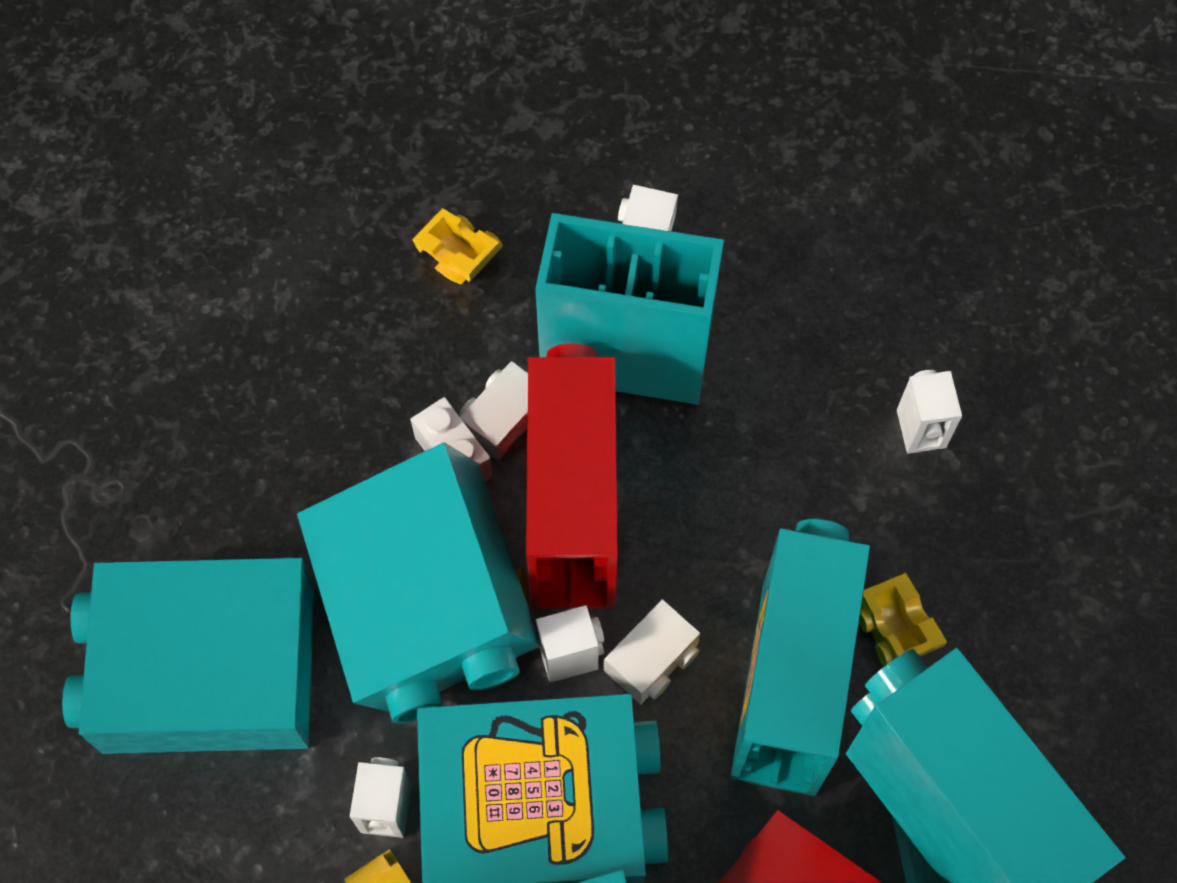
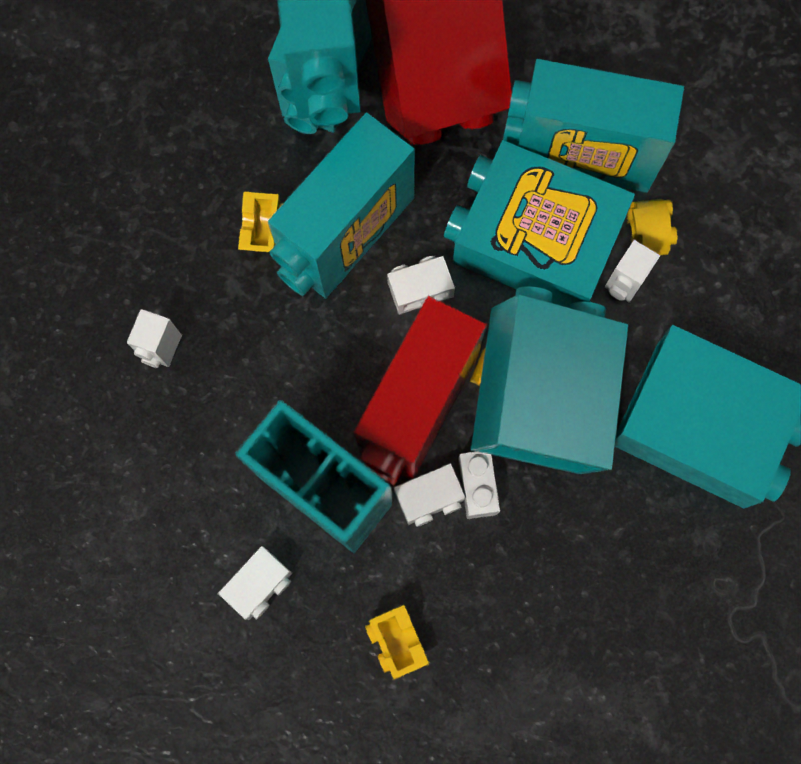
camera: 150 degrees left, 10 degrees up
(570, 643) = (473, 301): white brick -> none

